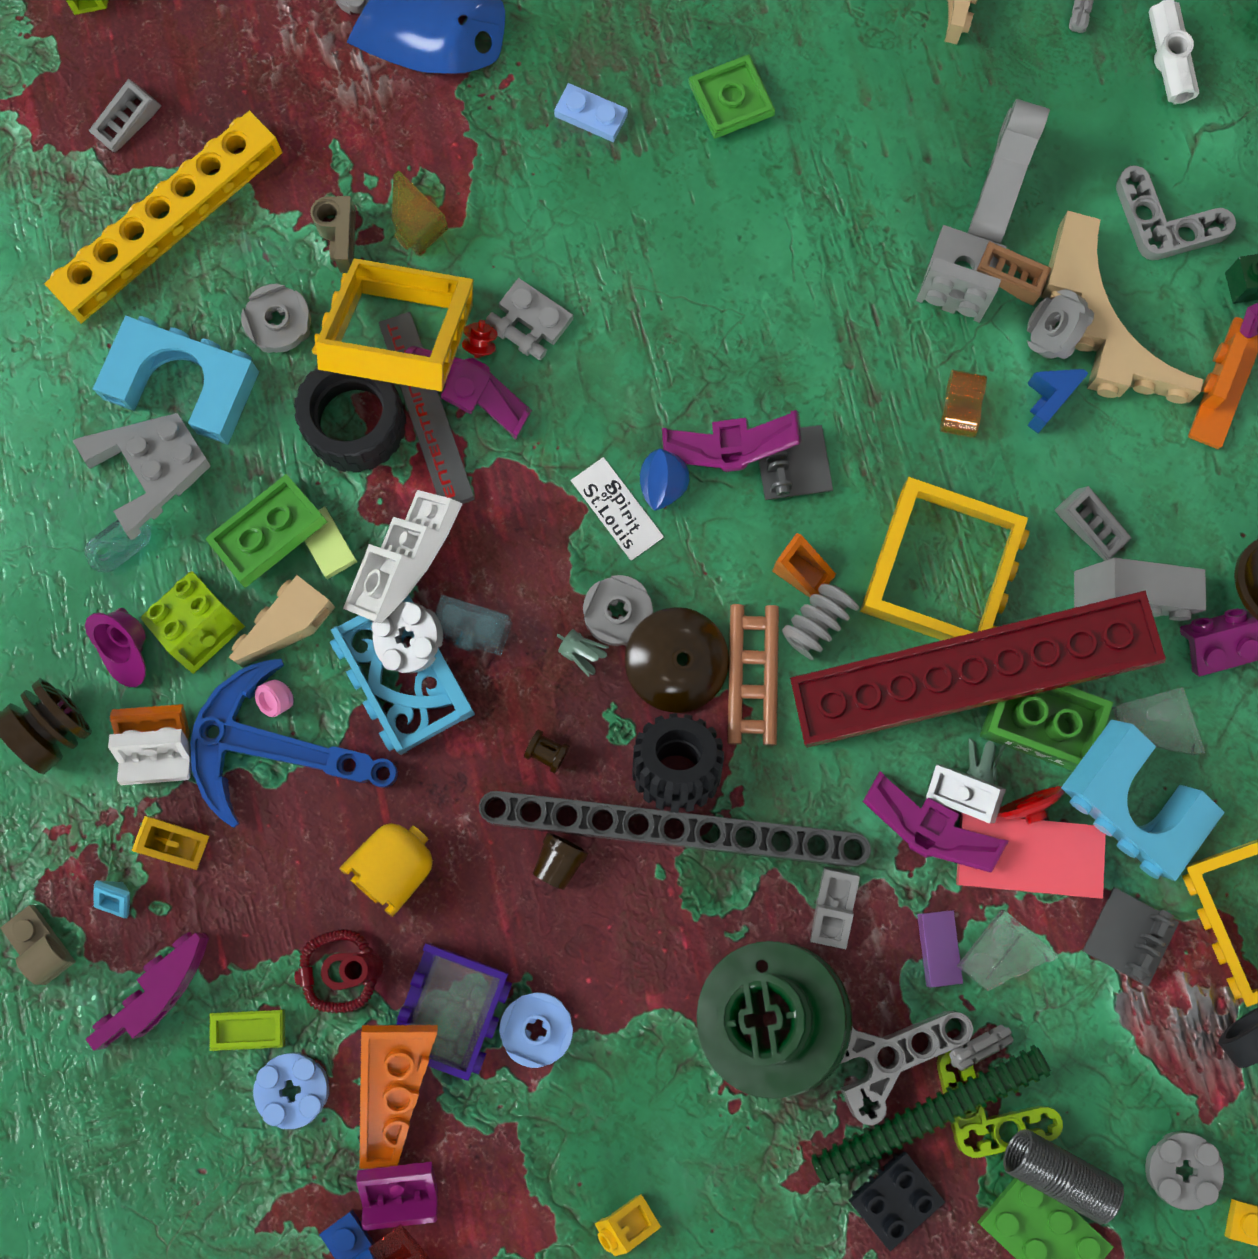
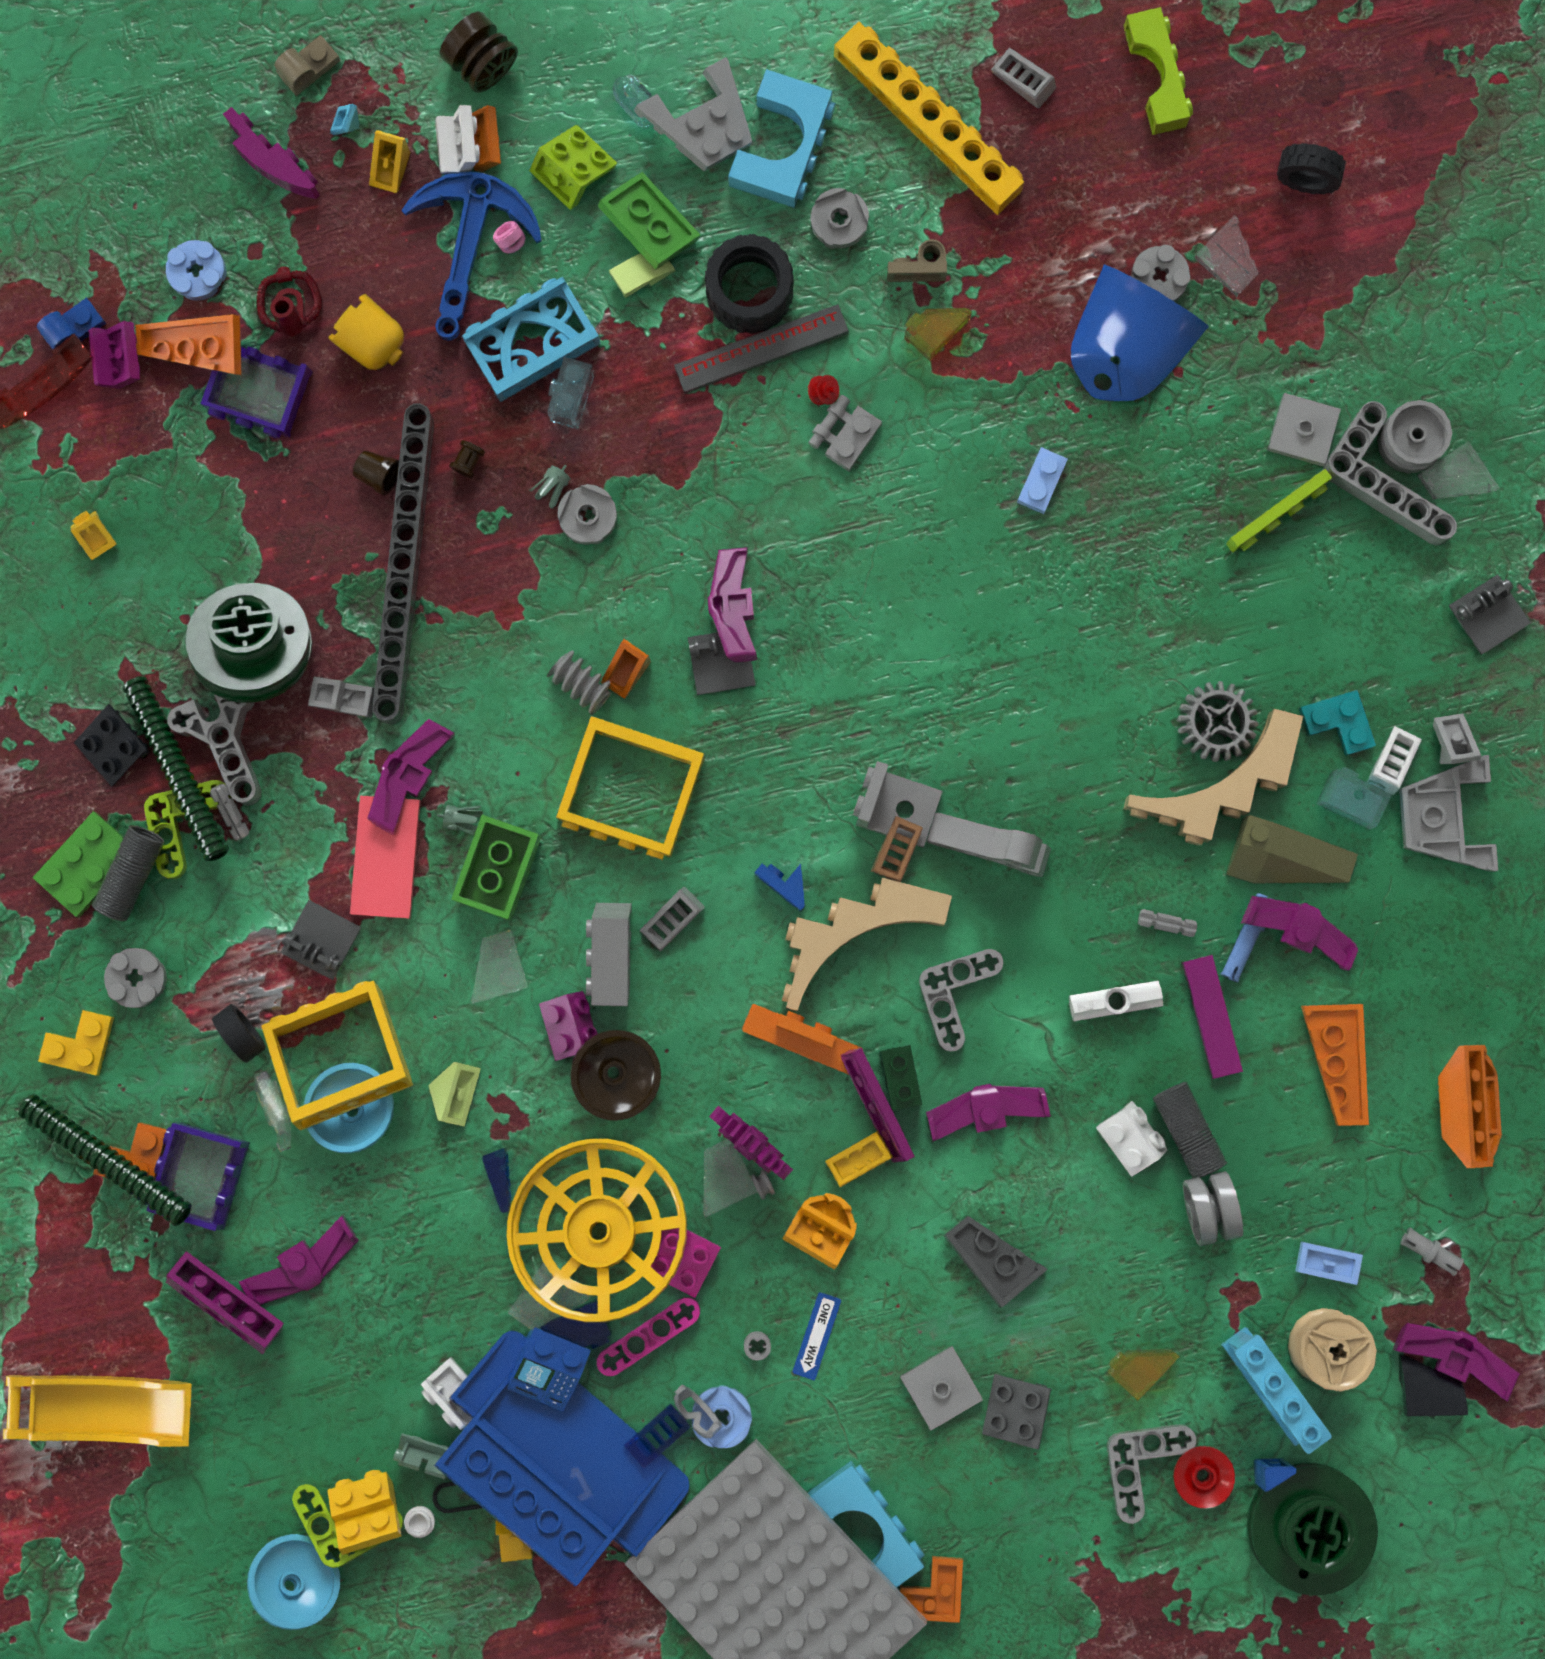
camera: 90 degrees right, 5 degrees up
(119, 643) = (552, 109): magenta piece -> none
(247, 1030) = (242, 233): lime tile -> none
(290, 619) = (578, 249): tan slope -> none
(398, 284) = (873, 318): yellow window -> none
(404, 557) = (620, 330): white slope -> none
(424, 644) = (551, 324): plate -> none
(473, 384) = (781, 381): magenta plate -> none
(517, 1038) = (236, 443): light blue plate -> none
(617, 508) = (679, 513): white sticker -> none
(654, 666) = (565, 566): dark brown dish -> none
(663, 478) = (700, 549): blue piece -> none
(679, 738) = (476, 555): black tyre -> none
(731, 96) = (1060, 603): bright green plate -> none
(769, 659) = (550, 641): nougat bar -> none
(939, 948) = (309, 782): medium lavender slope -> none
(963, 403) = (776, 805): clear orange axle -> none
(965, 793) = (433, 800): plate -> none
(978, 669) = (532, 804): dark red plate -> none
(1004, 952) = (306, 834): clear wing -> none
(1032, 805) = (424, 853): red dish -> none
(1073, 316) = (845, 885): light grey plate -> none
(1101, 789) = (393, 961): medium azure arch -> none

